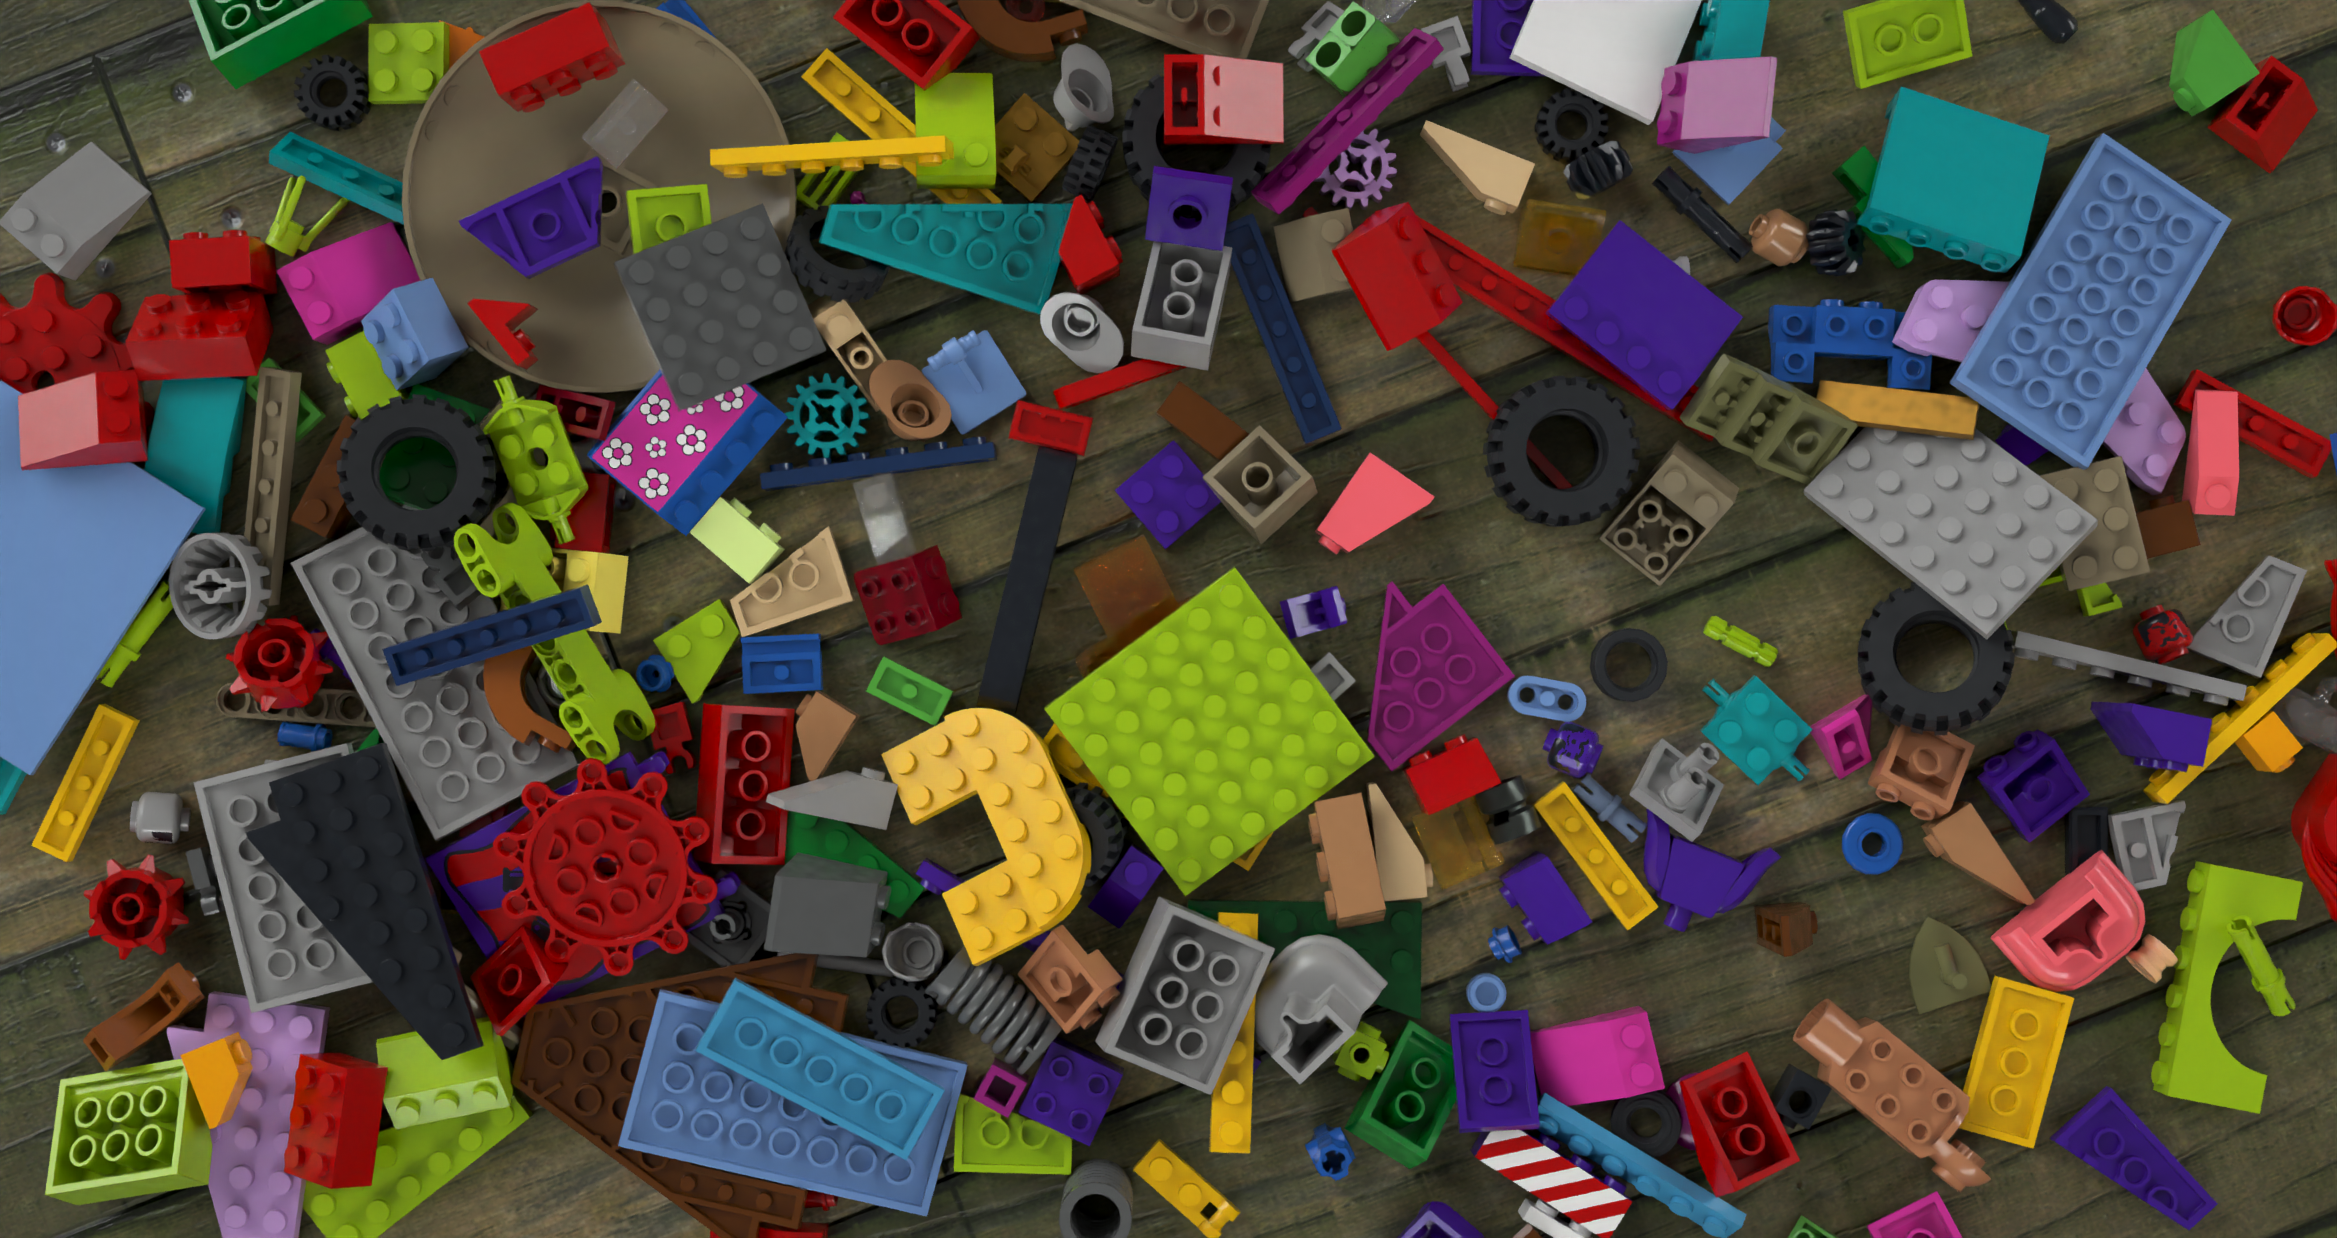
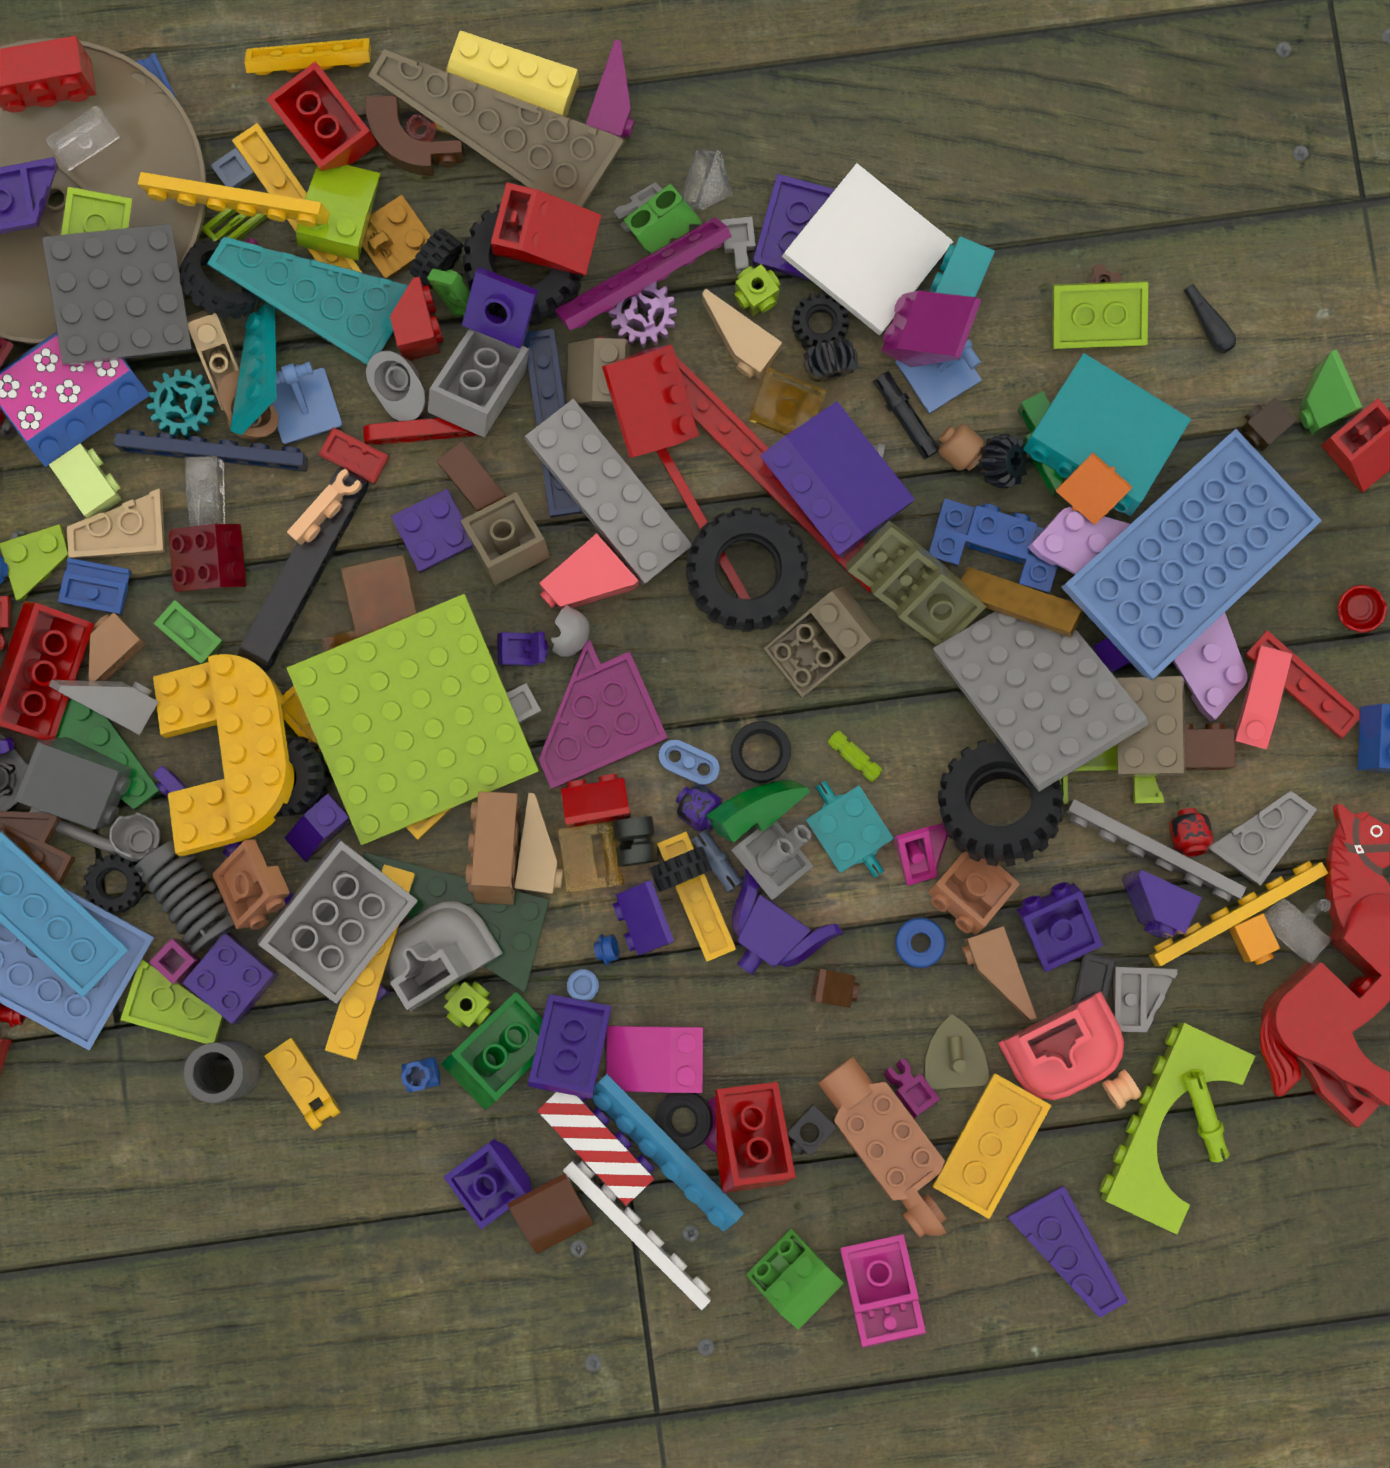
camera: 20 degrees right, 5 degrees down
(811, 113) = (233, 169): none -> sand blue plate
(913, 359) = (257, 370): none -> teal wing
(1039, 501) = (325, 506): none -> light nougat plate
(1085, 88) = (447, 201): light grey piece -> none
(1122, 200) = (451, 290): none -> bright green plate
(1369, 397) = (607, 491): none -> light grey plate
(1371, 578) = (574, 632): none -> light grey hair
(1478, 116) = (754, 299): none -> lime brick
(1575, 832) = (680, 869): none -> black tyre
(1643, 735) = (755, 808): none -> green slope
(1907, 1020) = (912, 1092): none -> magenta plate
(1959, 252) = (1093, 488): none -> orange piece
(2139, 118) = (1266, 424): none -> dark brown brick

